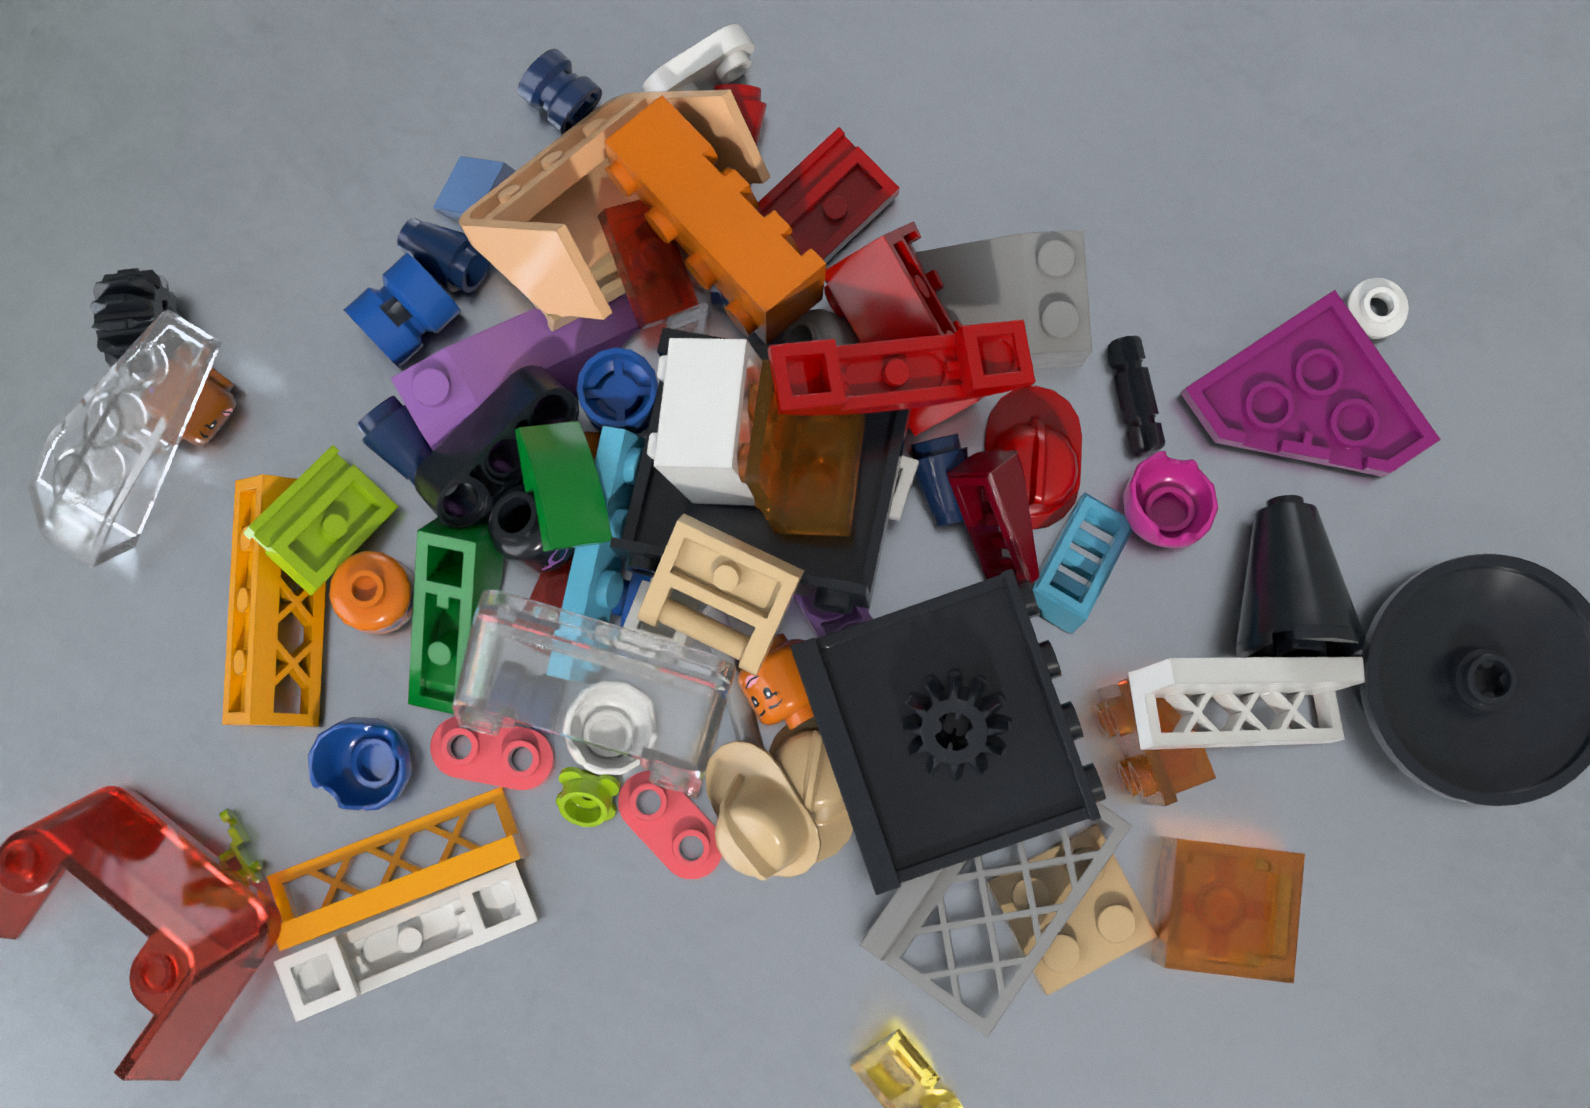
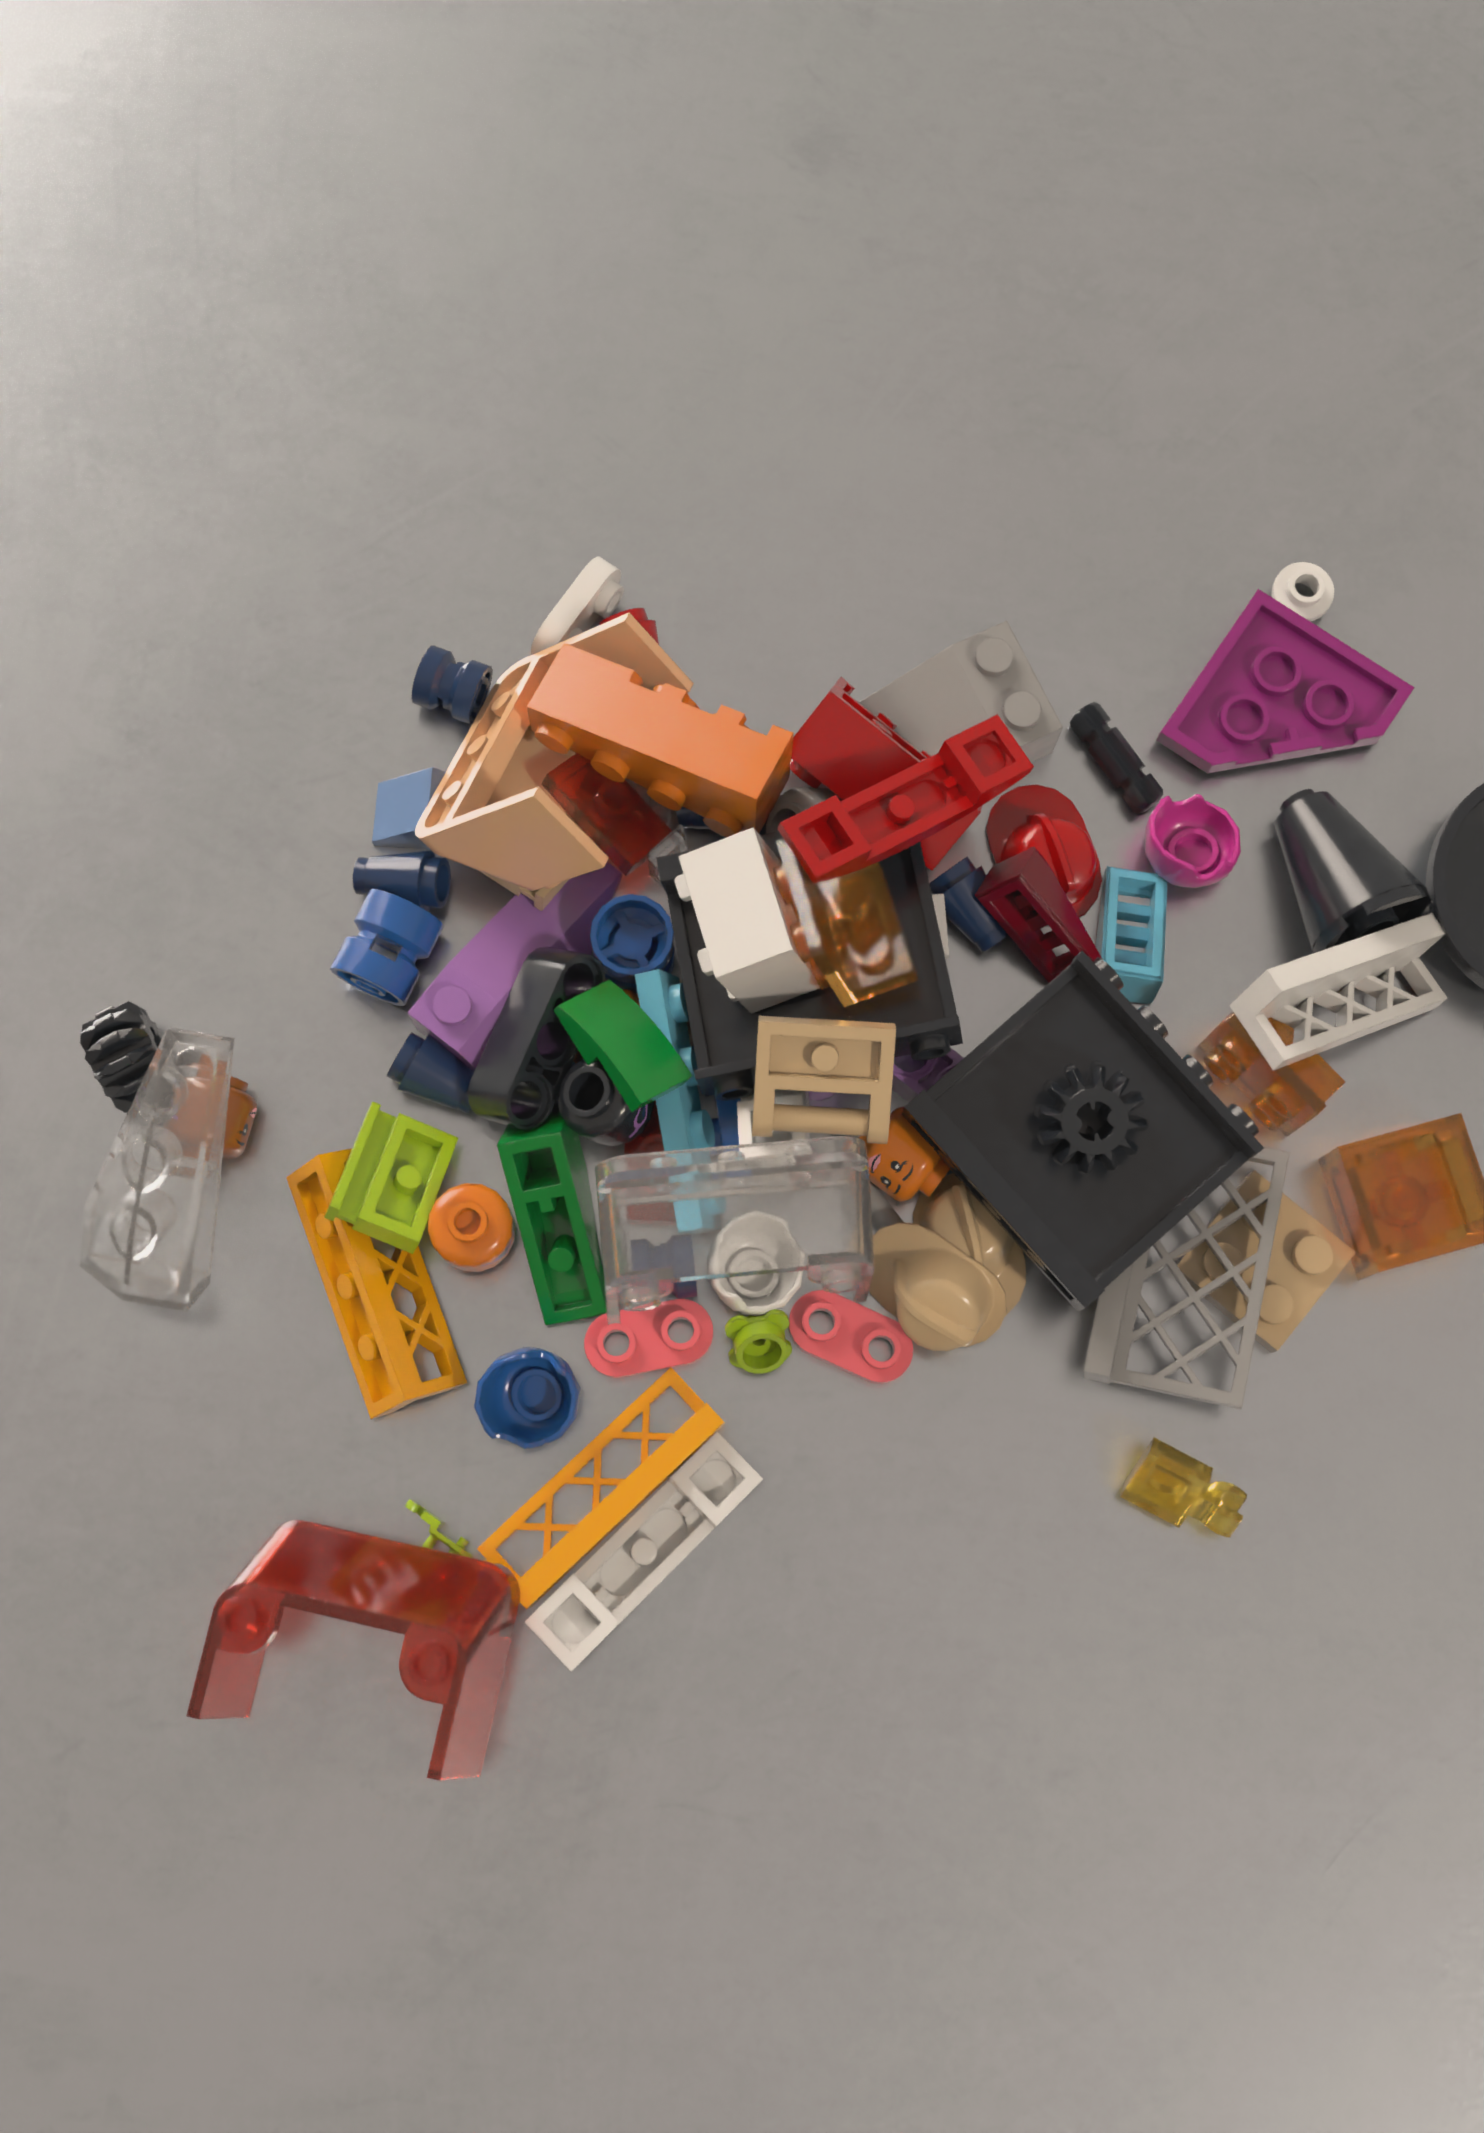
camera: 25 degrees left, 5 degrees down
(830, 196) = (755, 675): red plate -> none

